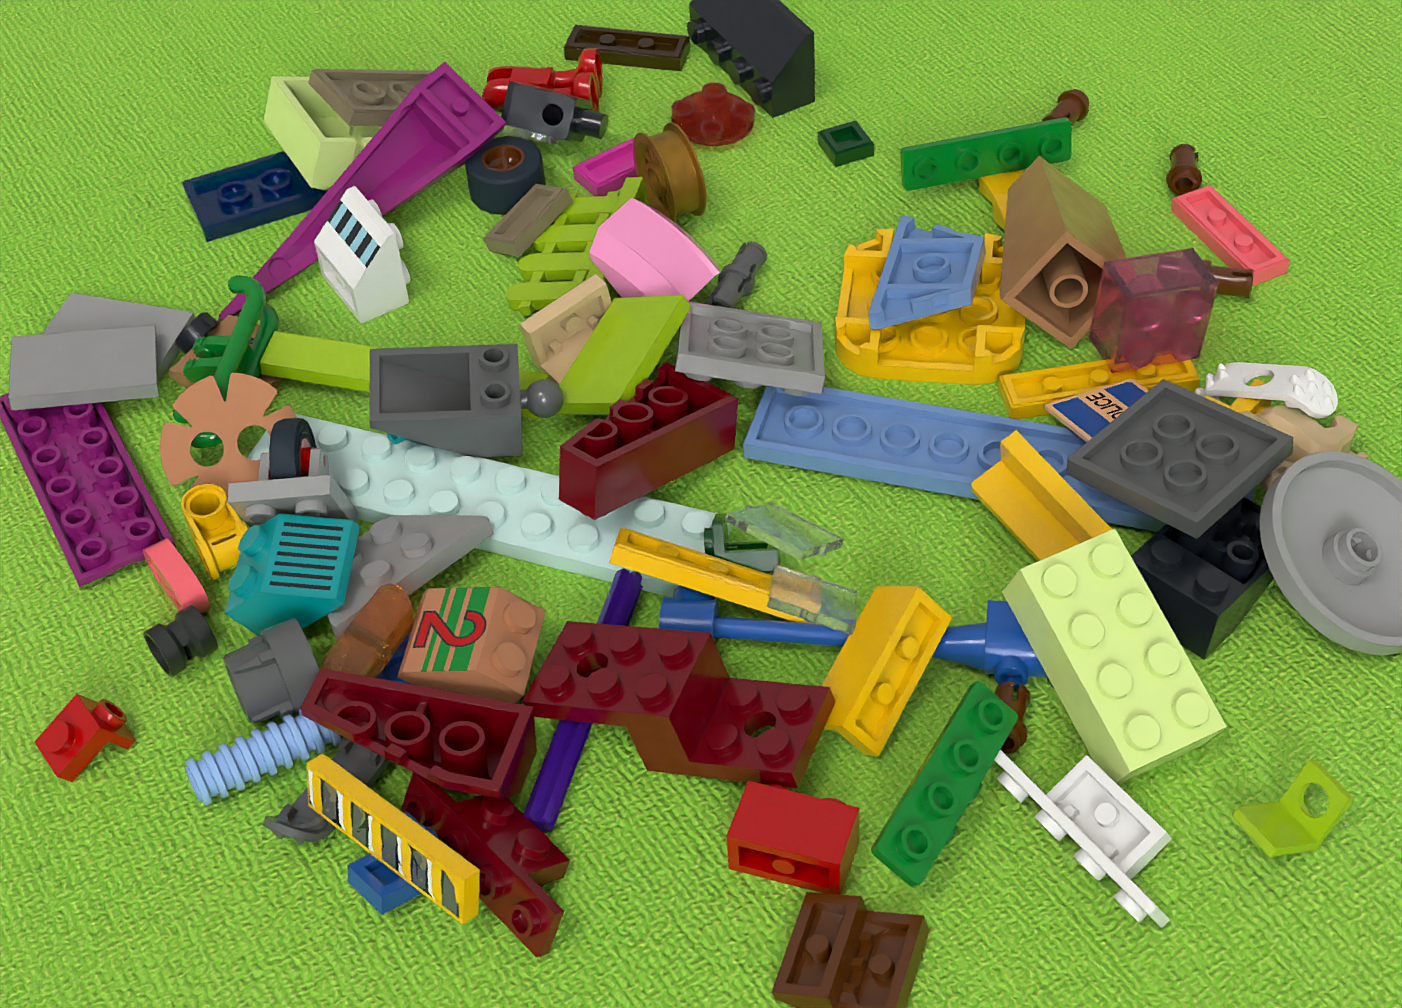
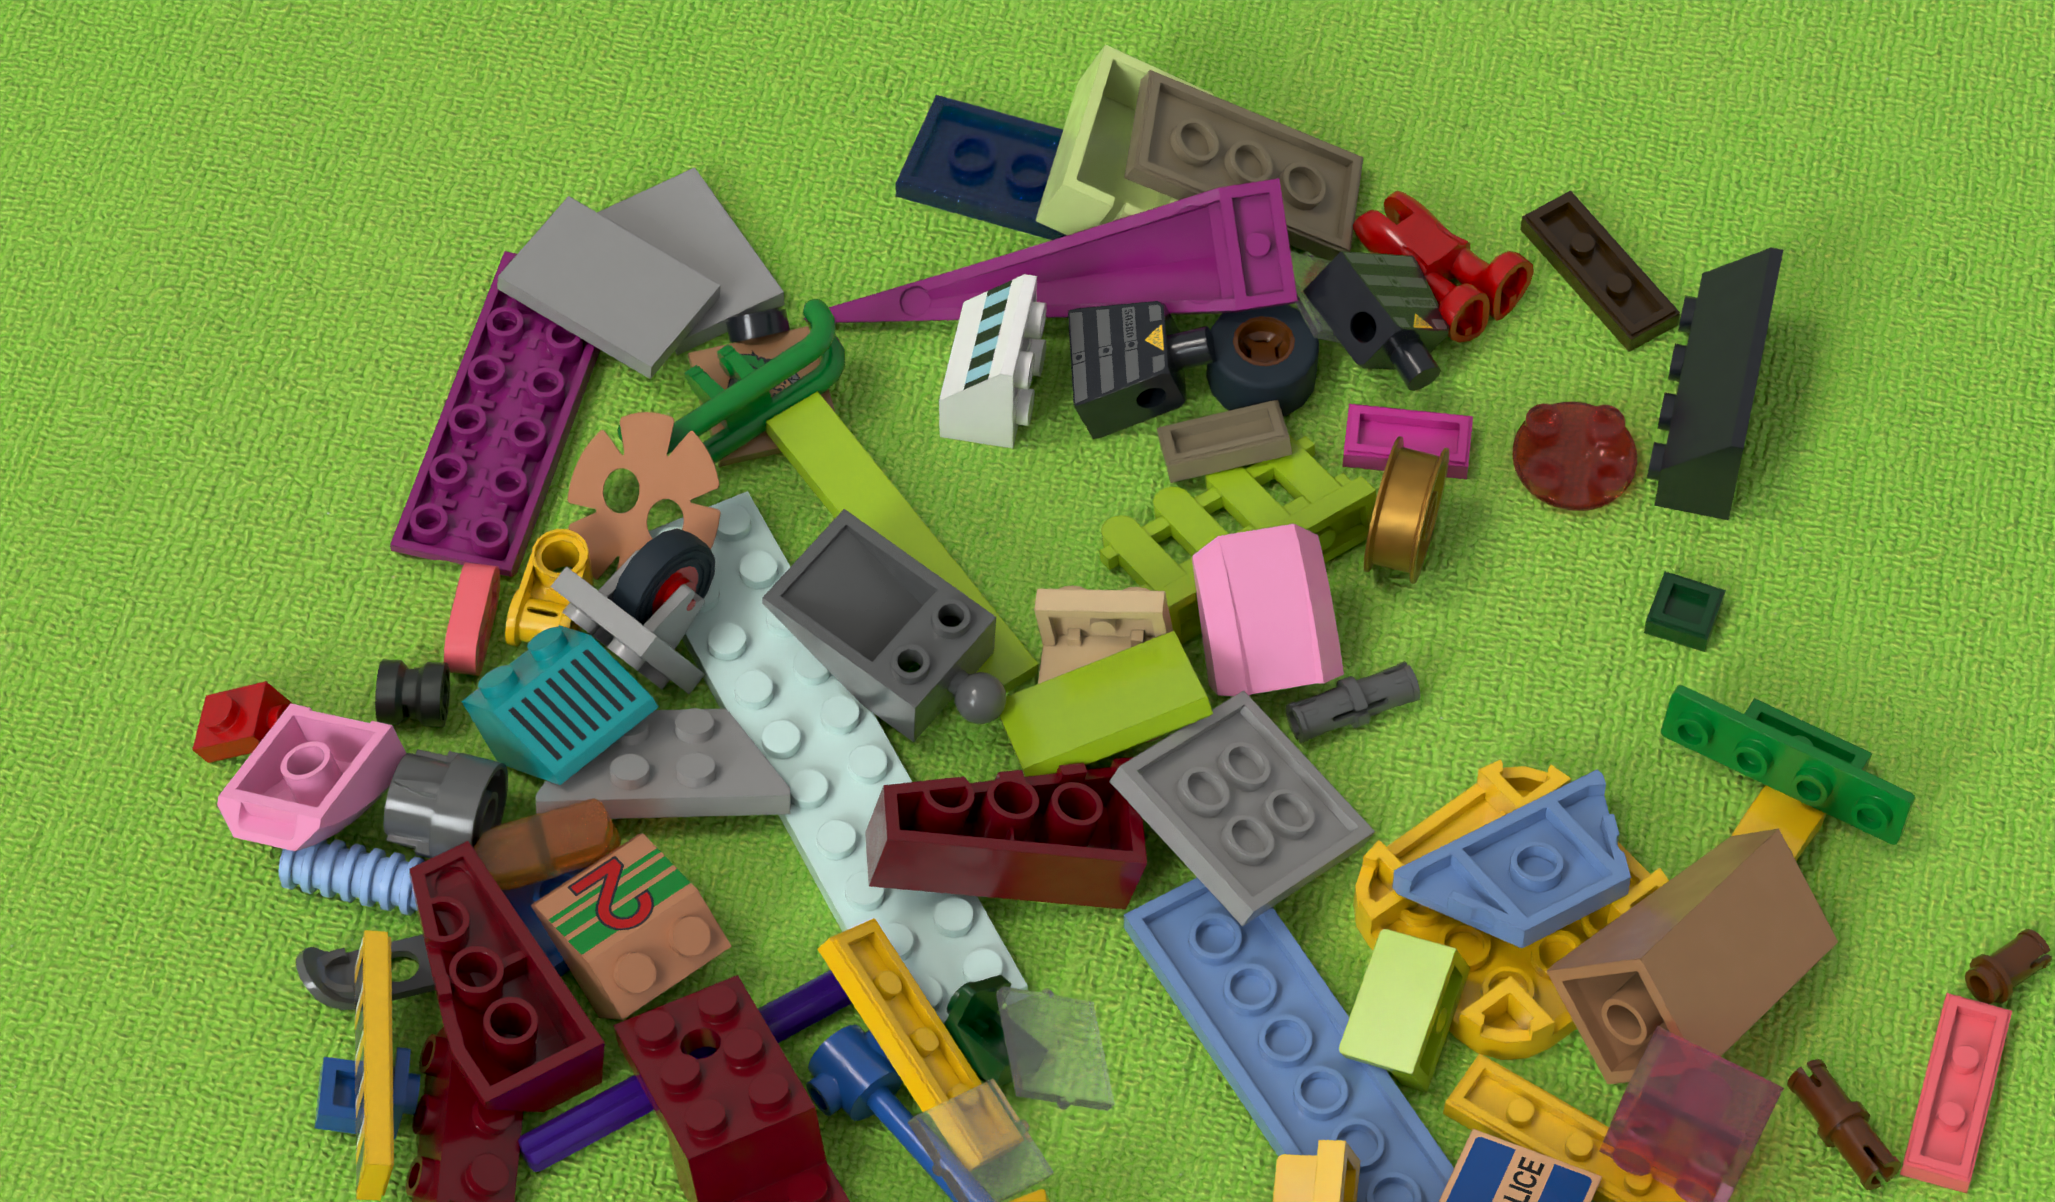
camera: 40 degrees right, 10 degrees up
(168, 718) = (309, 778): none -> bright pink slope
(439, 213) = (1131, 363): none -> black torso
(945, 371) = (1405, 1007): none -> lime panel
(1070, 104) = (1974, 777): reddish brown pin -> none

